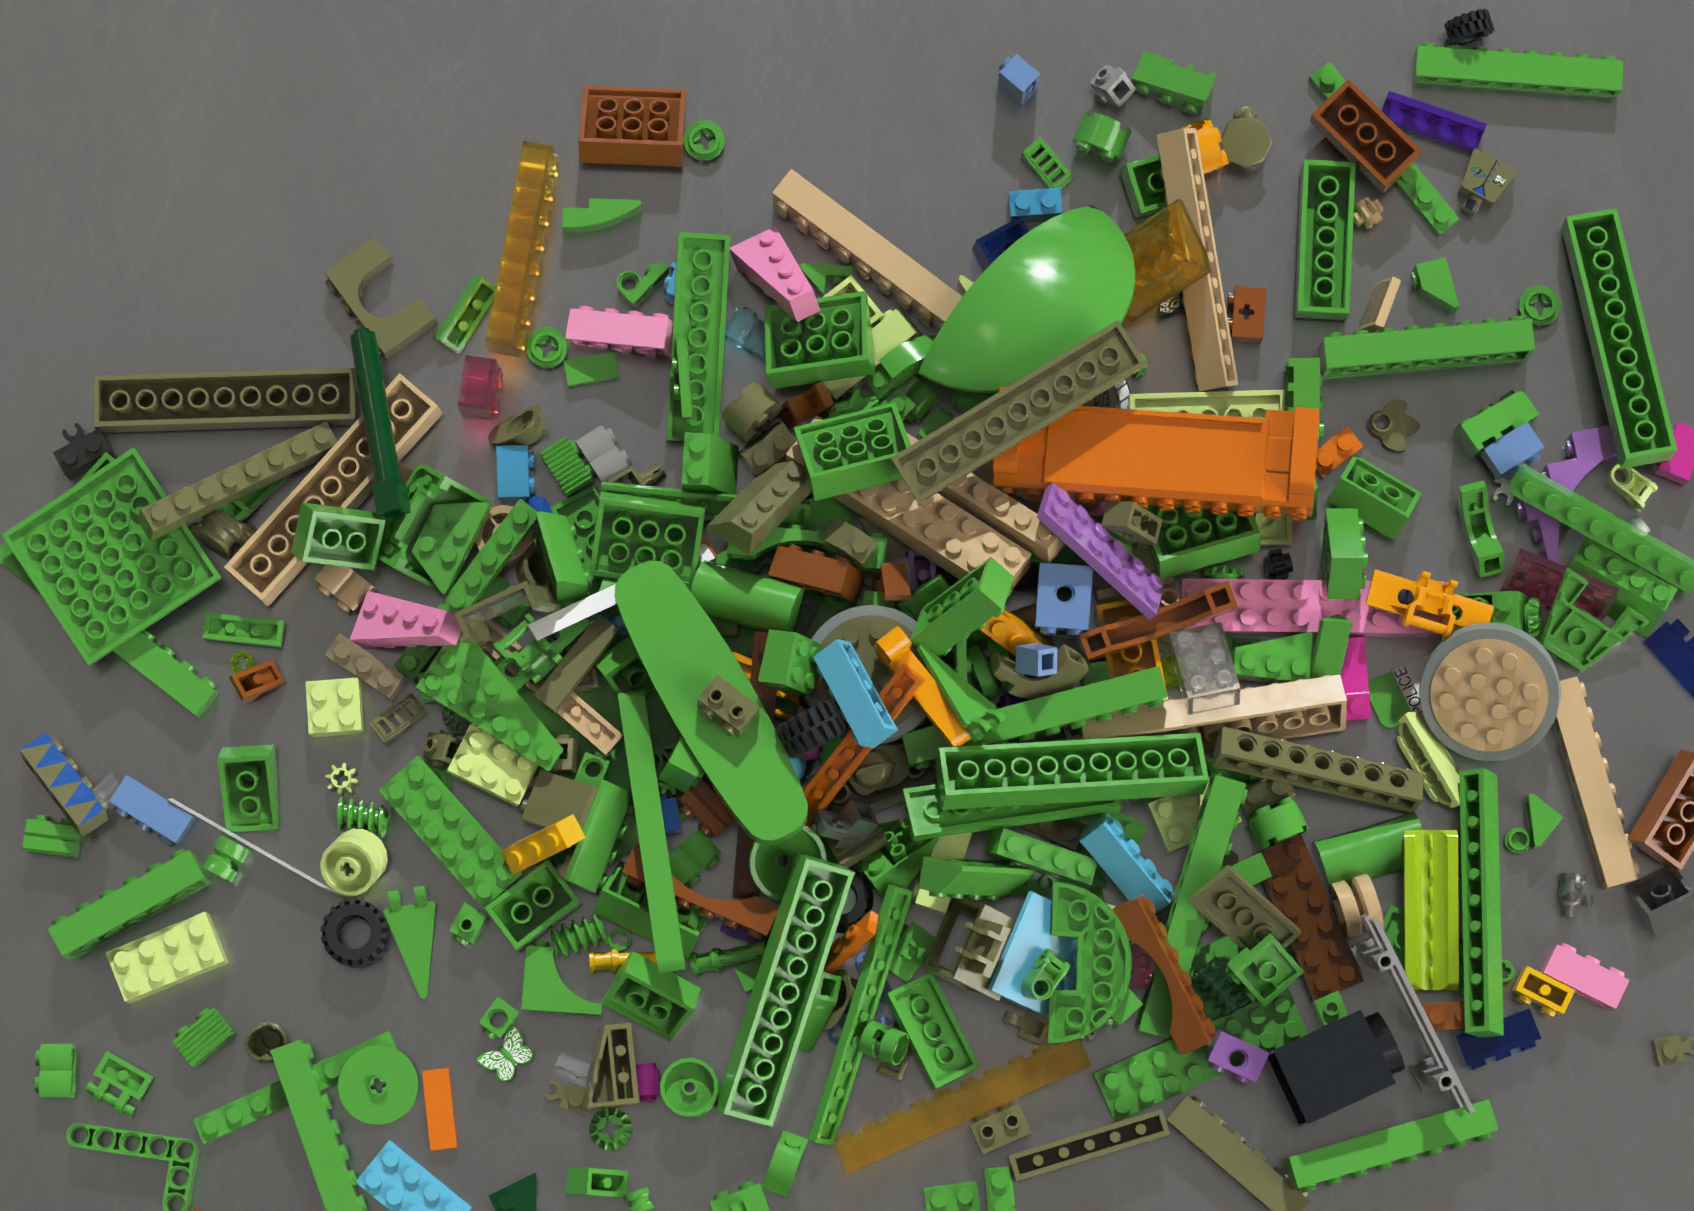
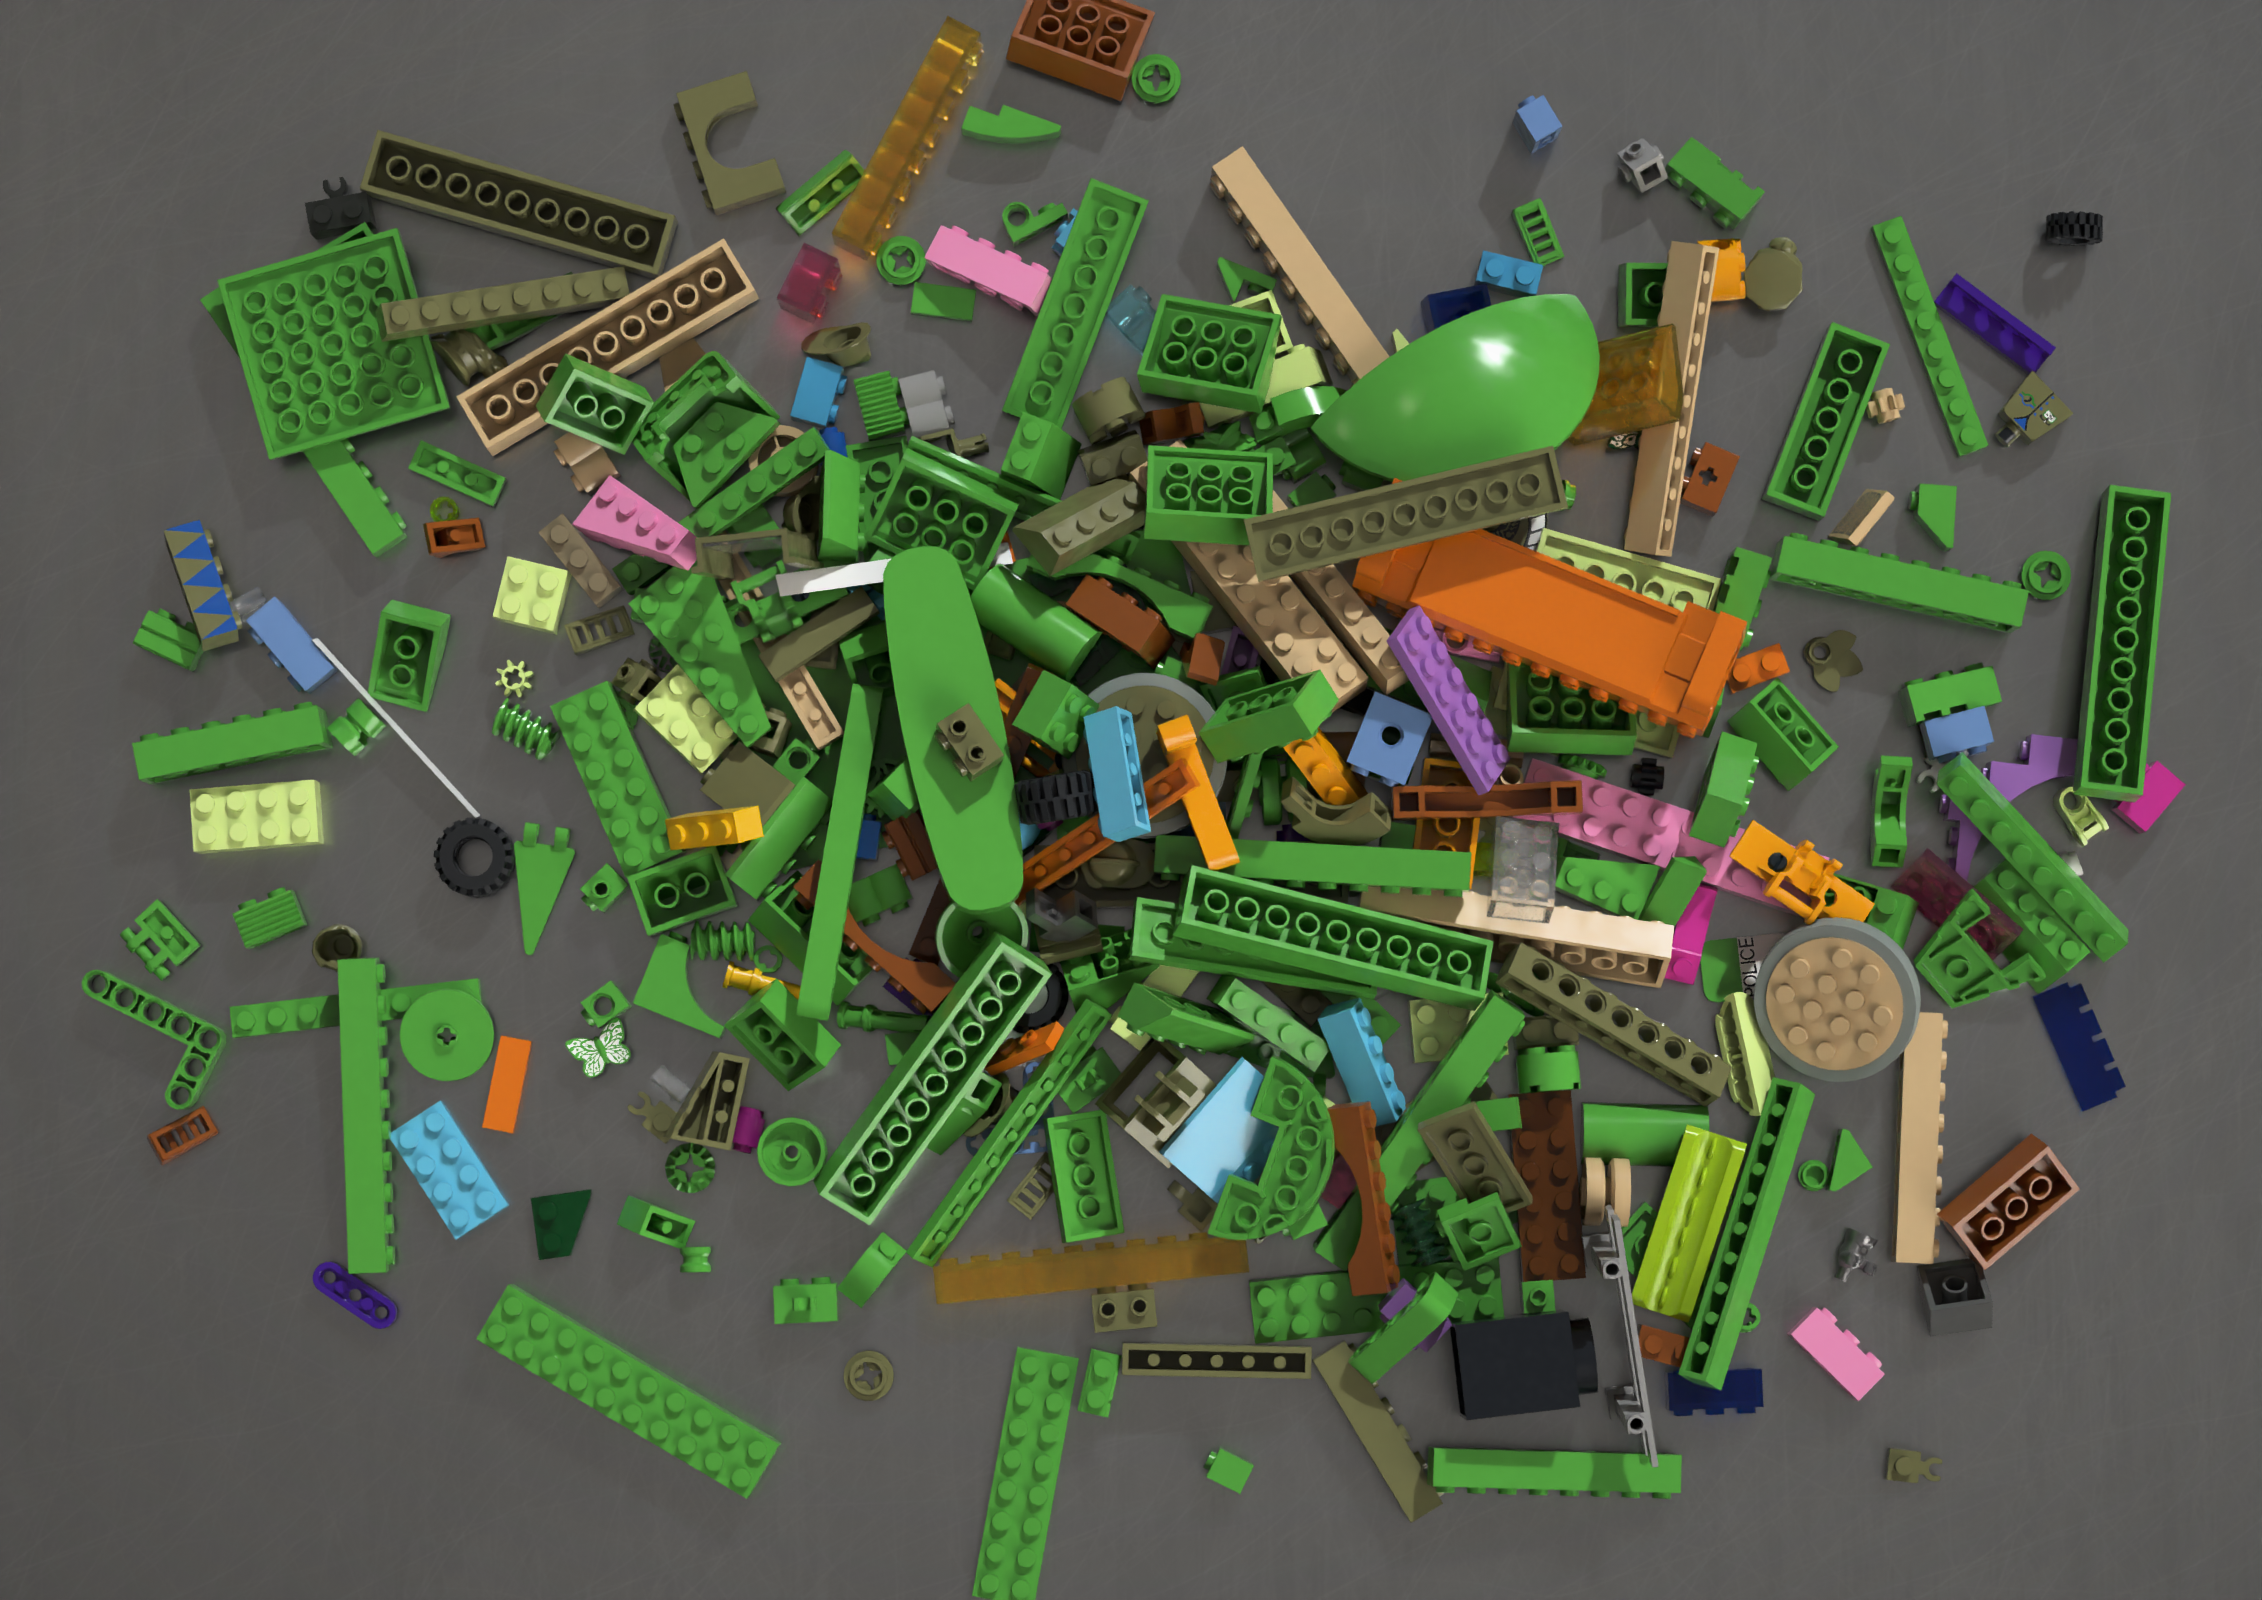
camera: 15 degrees right, 5 degrees up
(57, 1071) = (94, 903): bright green brick -> none
(353, 862) = (497, 777): yellowish green wheel -> none
(388, 490) = (668, 370): dark green brick -> none
(681, 367) = (1037, 360): bright green plate -> none
(775, 270) = (1186, 254): bright pink wedge -> none
(850, 542) = (1168, 597): olive slope -> none
(884, 1043) = (1027, 1175): bright green wheel -> none
(963, 698) = (1237, 817): bright green flag -> none
(1036, 659) = (1334, 800): medium blue brick -> none
(1048, 972) = (1232, 1153): bright green piece -> none
(1101, 136) = (1610, 220): bright green brick -> none
(1131, 522) = (1495, 678): olive brick -> none
(1233, 1069) = (1405, 1329): none -> bright green beam
(1365, 136) = (1912, 317): dark orange brick -> none
(1518, 70) = (2113, 296): bright green brick -> none
(1533, 618) = (1916, 931): bright green gear -> none
(1543, 991) = (1783, 1354): yellow brick -> none

